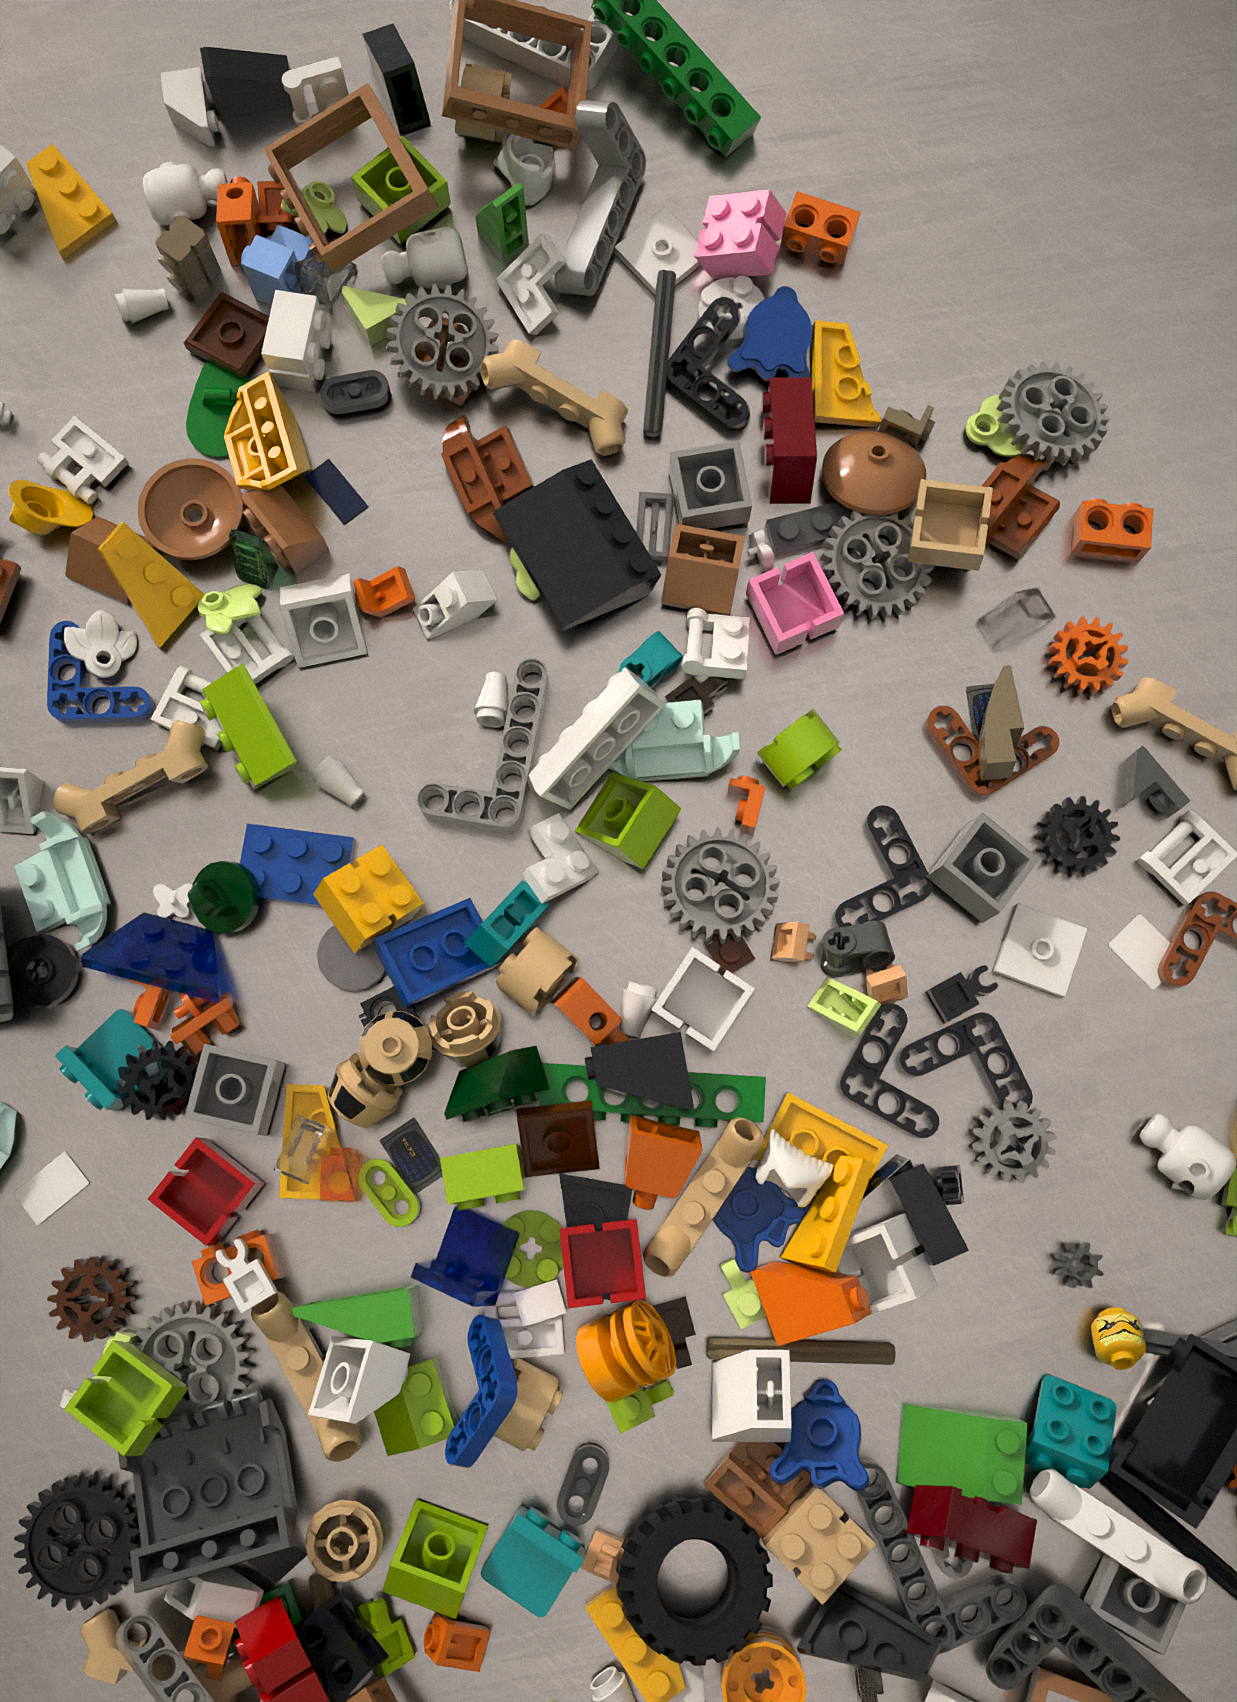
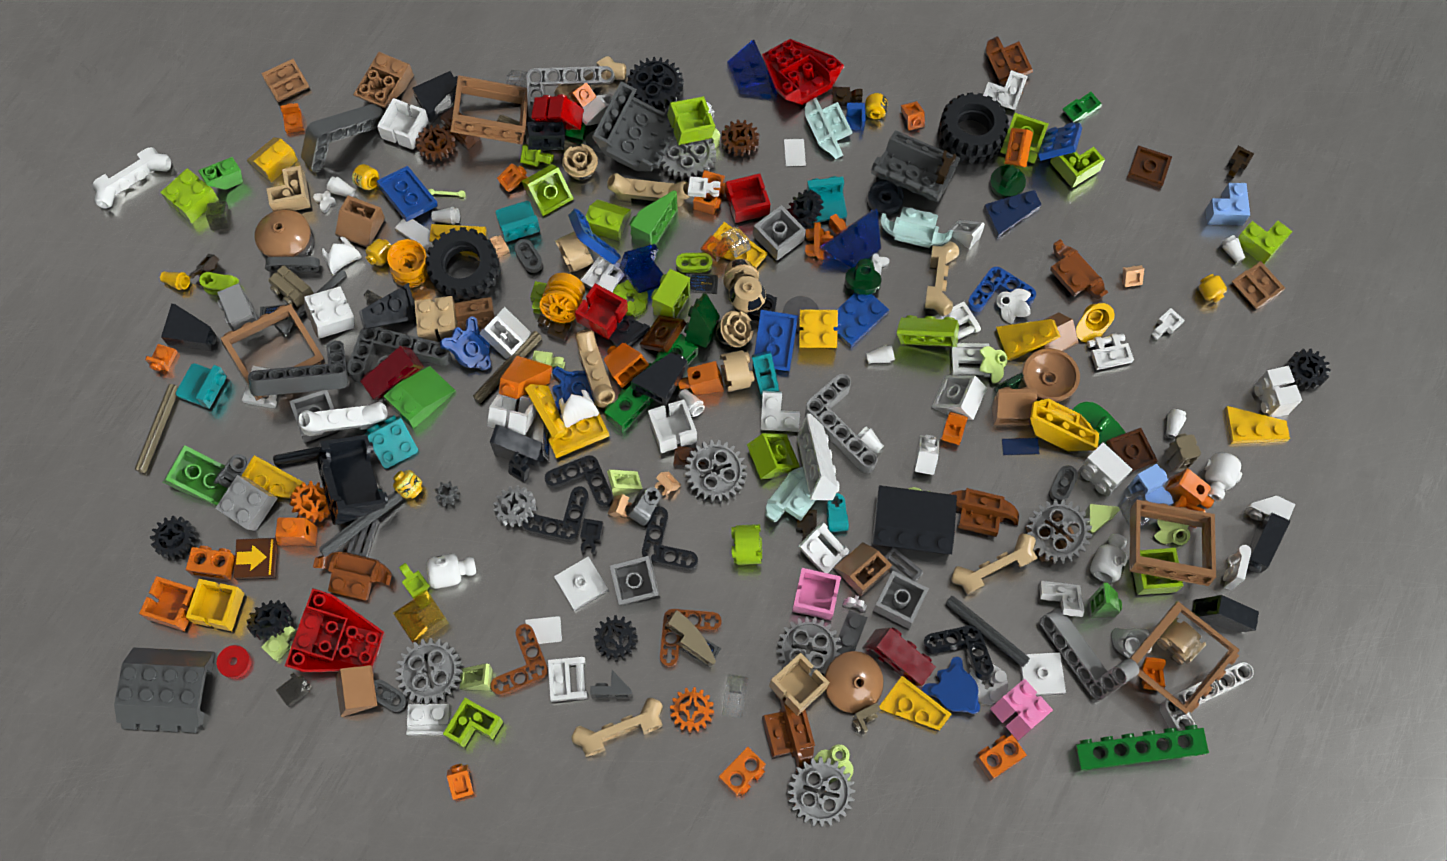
camera: 125 degrees right, 10 degrees down
(357, 1379) = (630, 197): white slope -> none
(748, 809) = (738, 508): orange bracket -> none

